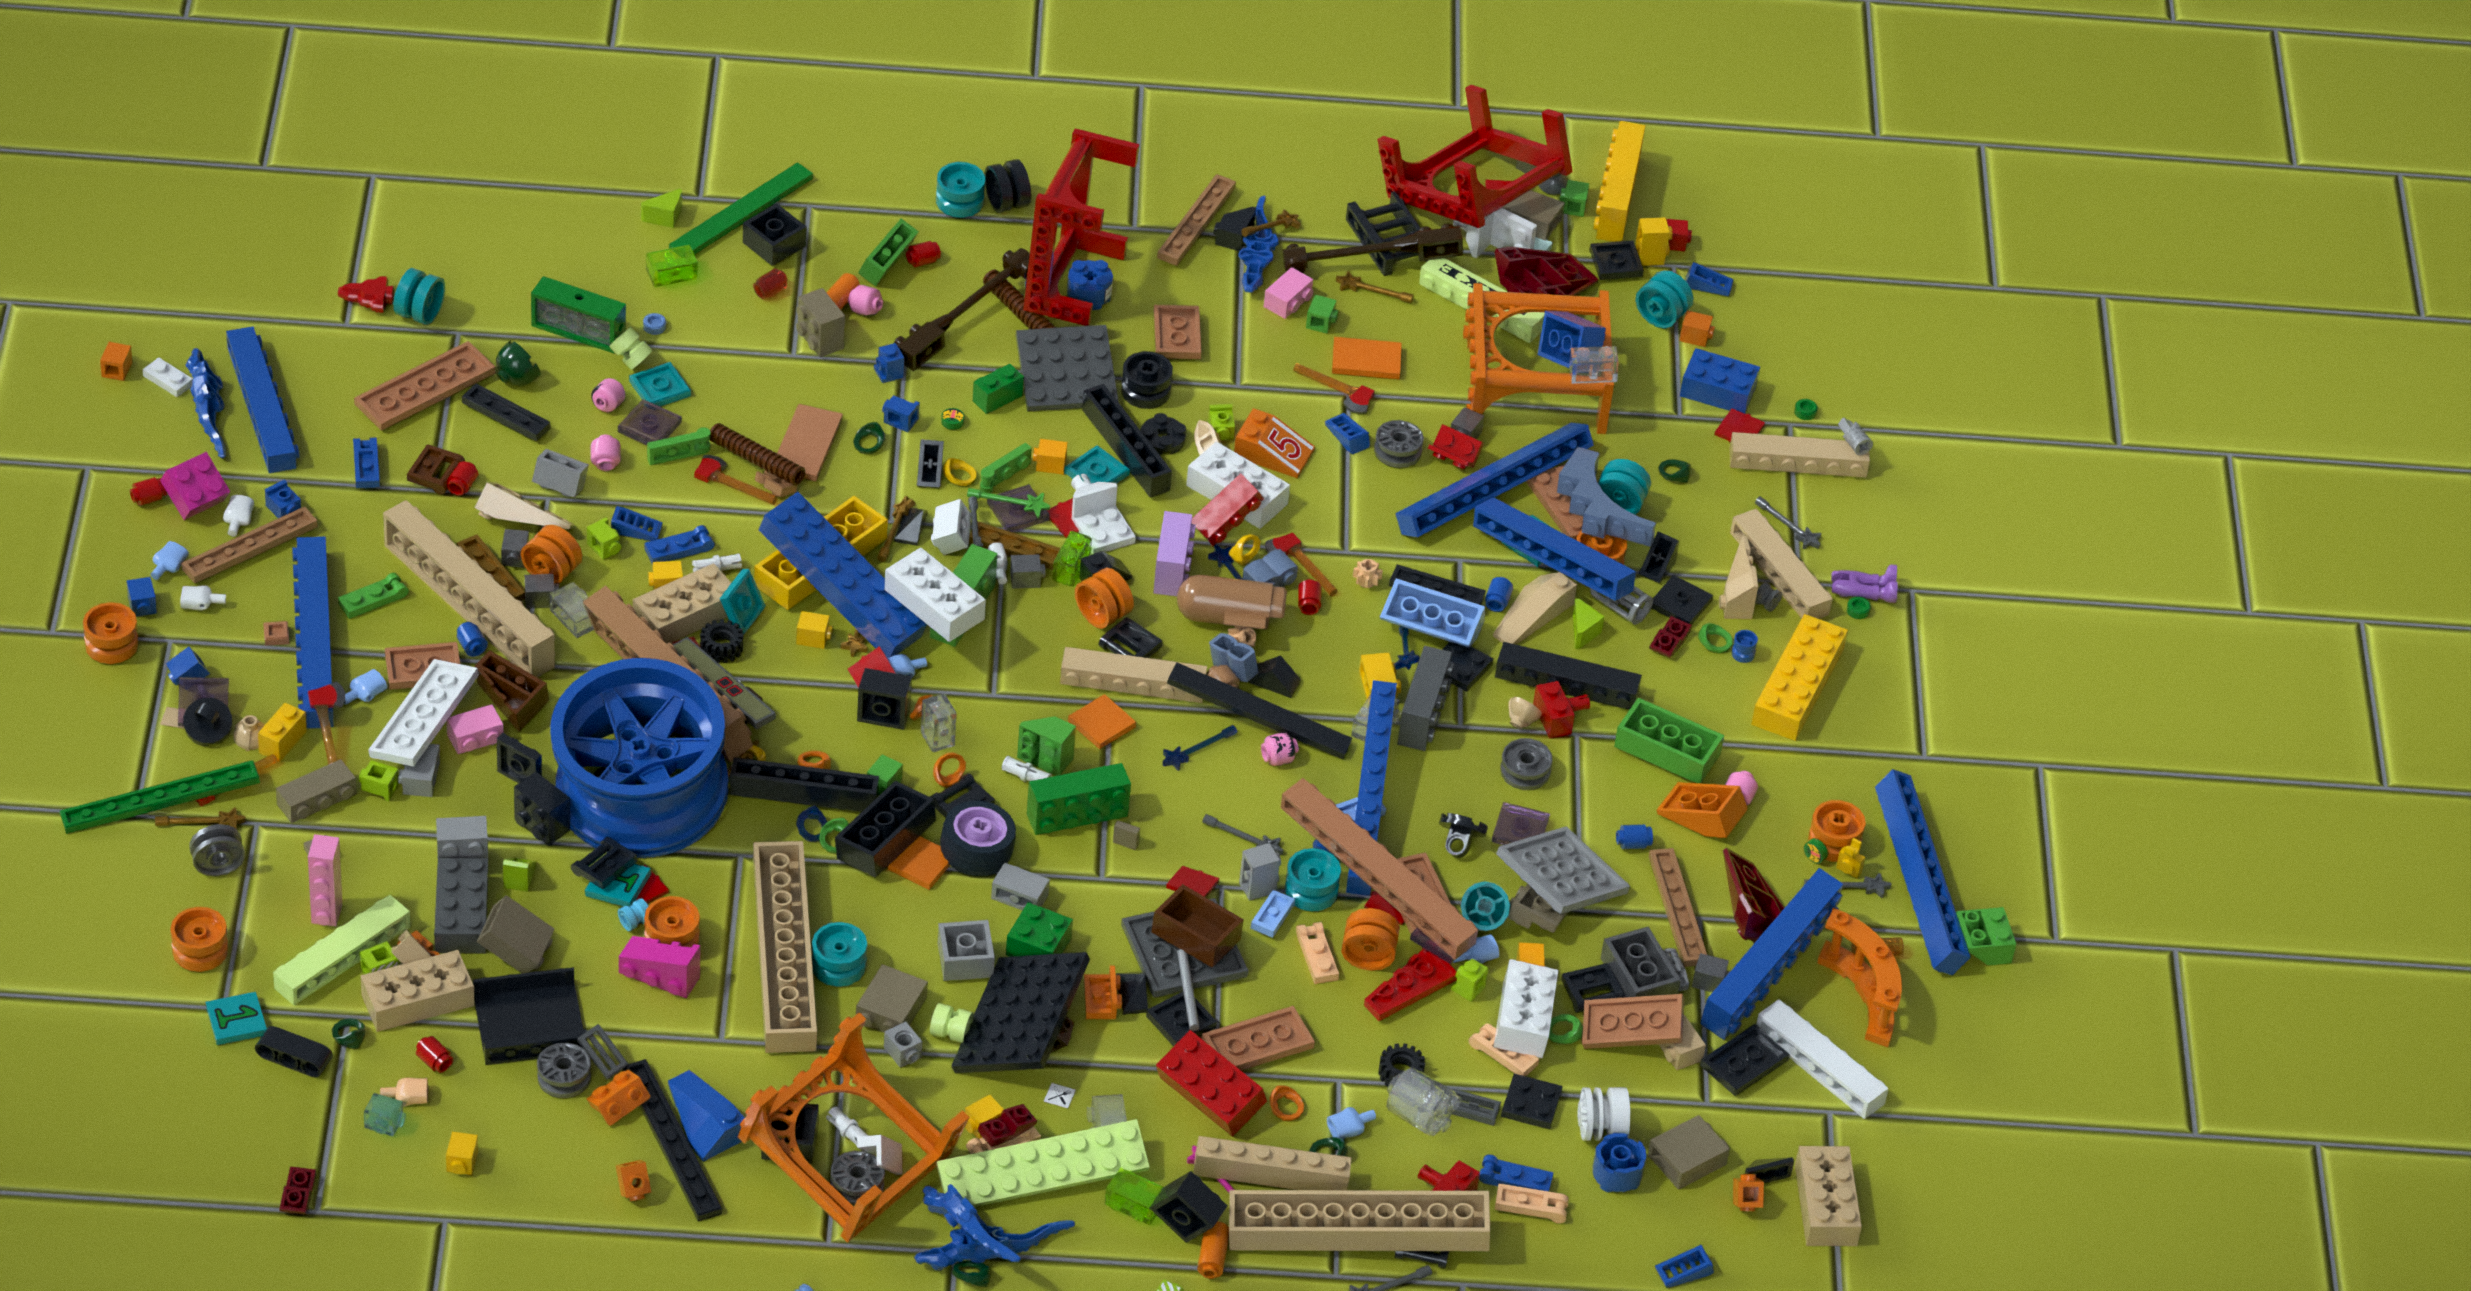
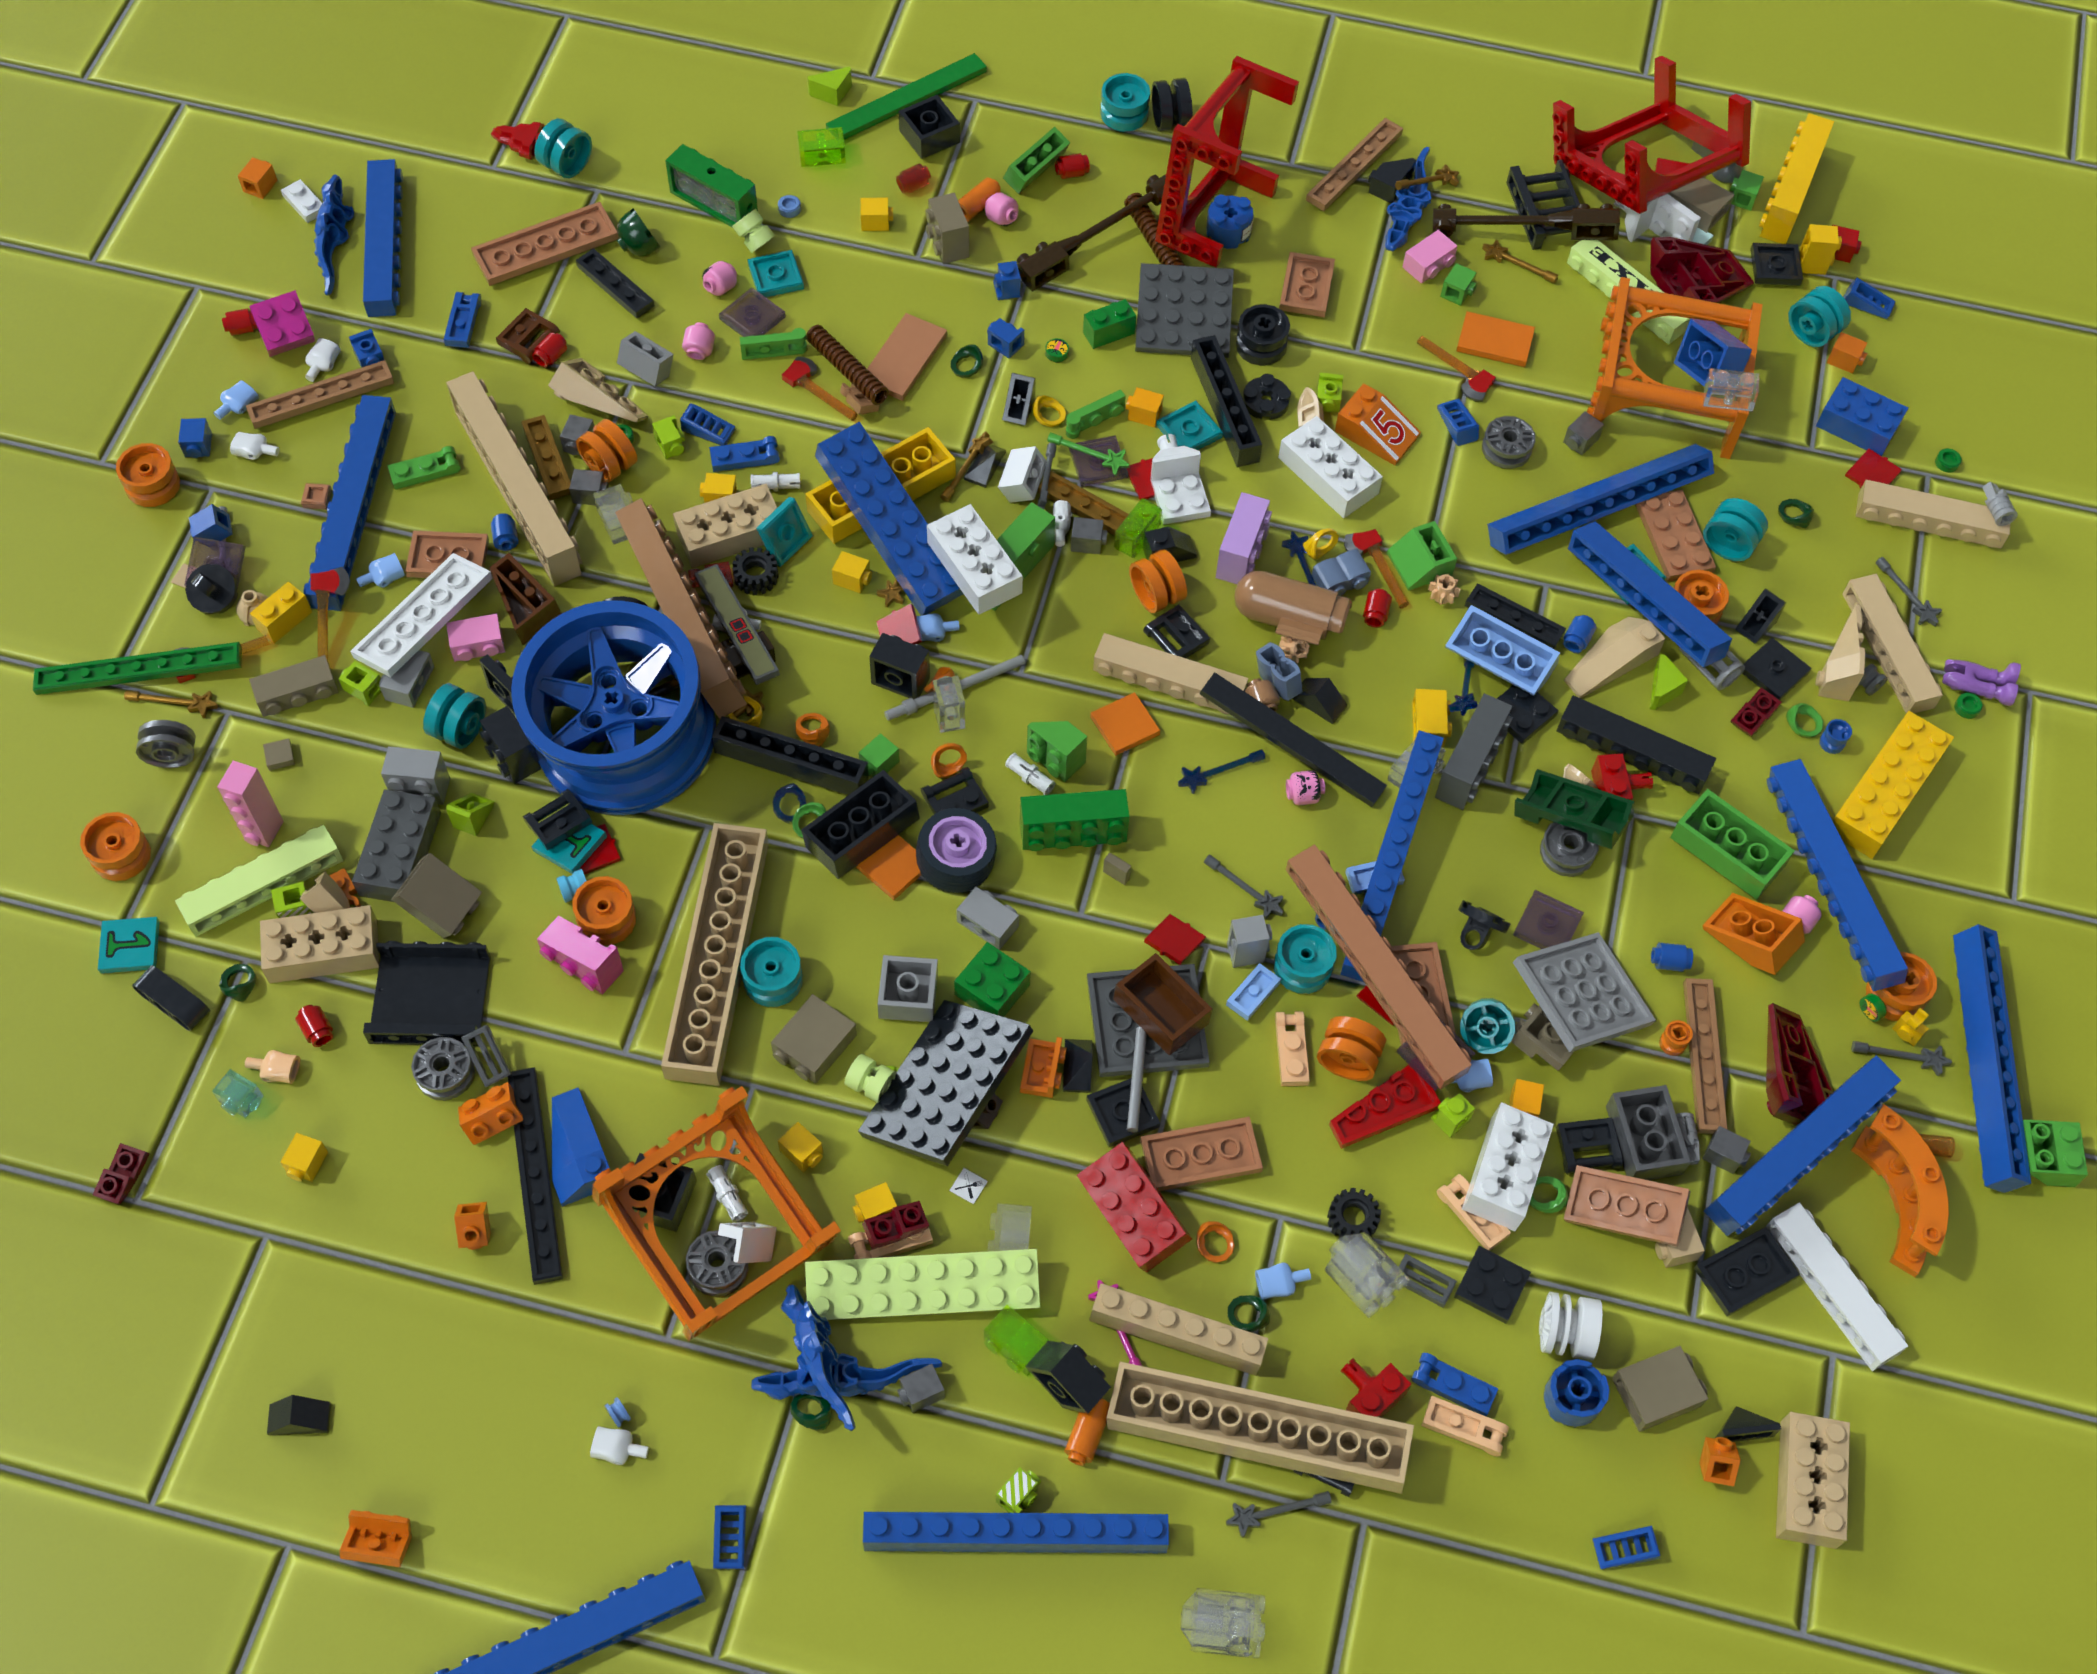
camera: 15 degrees right, 15 degrees up
(482, 791) = (454, 716): none -> teal wheel
(743, 320) = (875, 214): none -> yellow brick
(901, 732) = (911, 705): none -> light grey bar
(903, 1044) = (808, 1086): light grey brick -> none
(907, 1082) = (801, 1147): none -> yellow brick
(1063, 1241) = (921, 1388): none -> flat silver brick
(1227, 510) = (1310, 497): brick -> none
(1341, 547) = (1422, 556): none -> bright green slope
(1456, 446) = (1568, 455): red bracket -> none
(1525, 726) = (1577, 807): none -> dark green piece
(1599, 512) = (1697, 542): sand blue arch -> none
(1650, 897) = (1670, 1040): none -> orange wheel
(1763, 749) = (1837, 876): none -> blue brick

